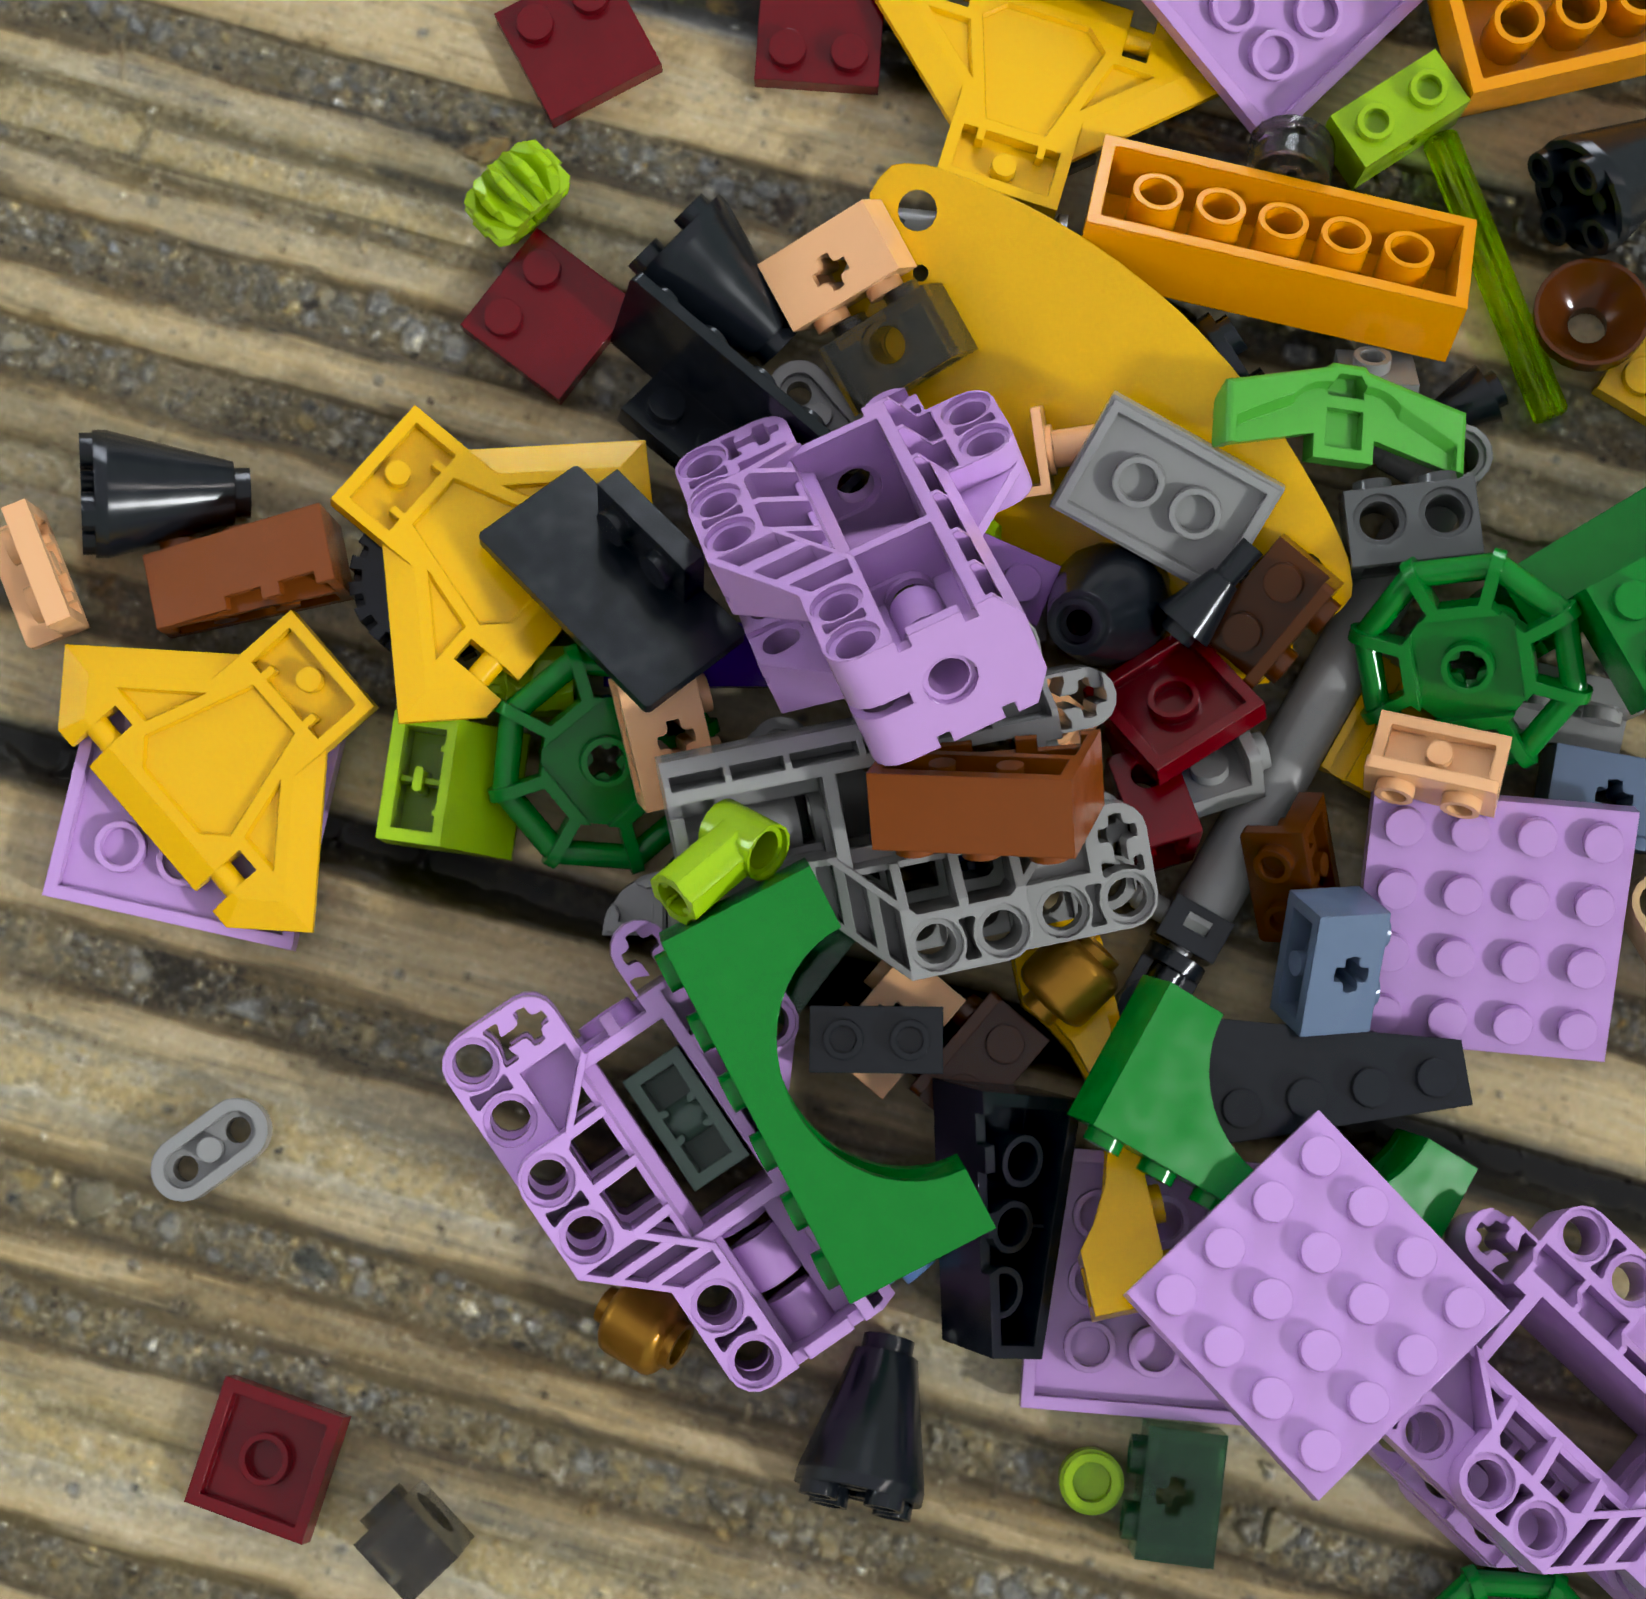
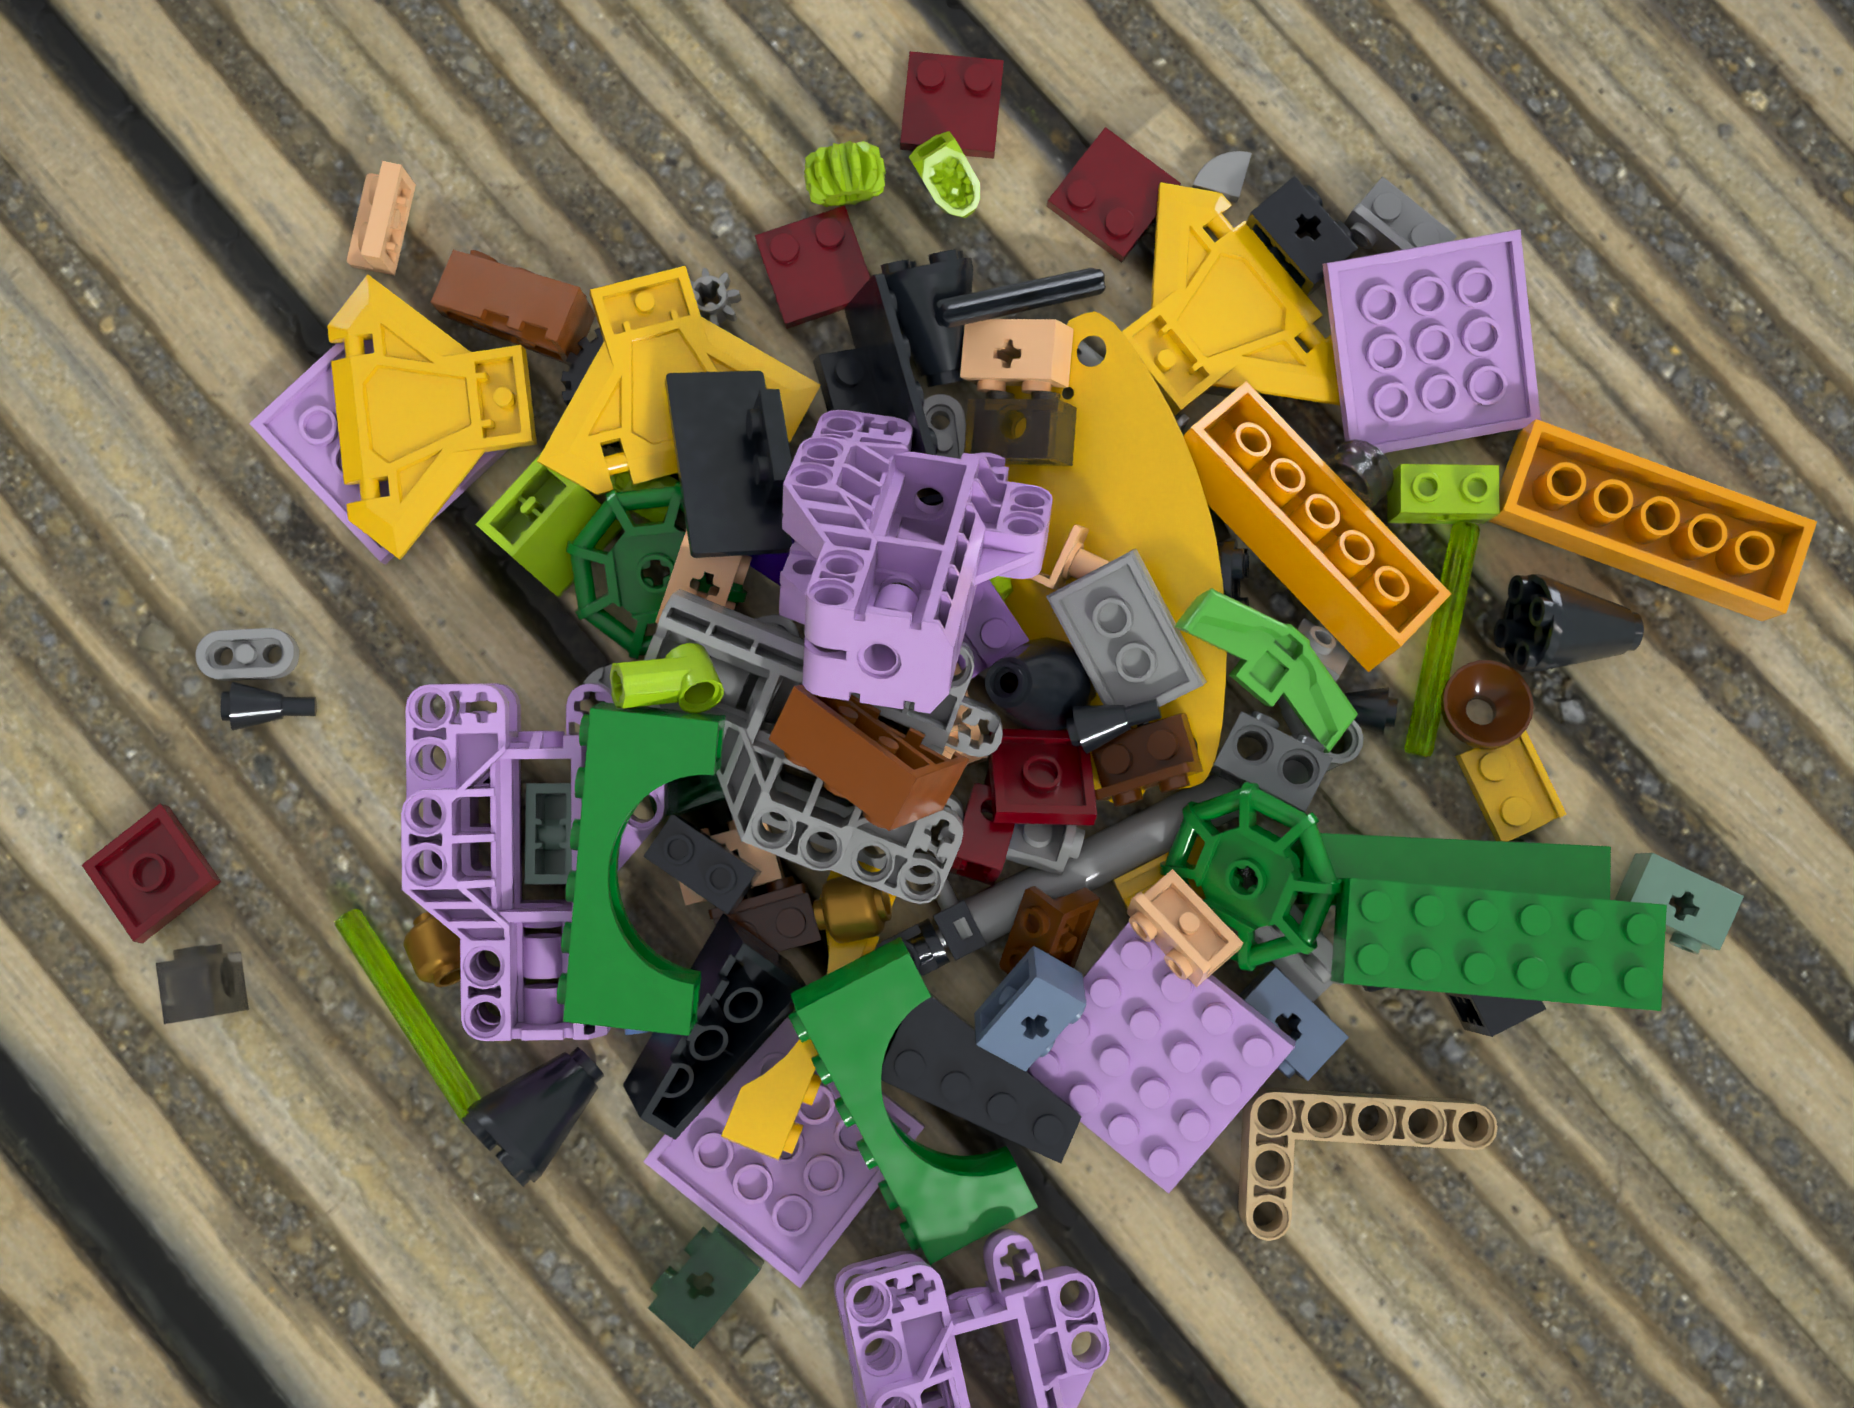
camera: 30 degrees right, 0 degrees up
(153, 492) = (486, 214): black cone -> none
(259, 1199) = (254, 706): none -> black cone
(450, 409) = (710, 287): none -> light grey gear
(628, 121) = (947, 175): none -> lime rock
(655, 1420) = (407, 1011): none -> clear neon green axle
(799, 203) = (1019, 297): none -> black axle
(1090, 1480) = (658, 1238): lime tile -> none
(1316, 1305) = (864, 1224): lavender plate -> none

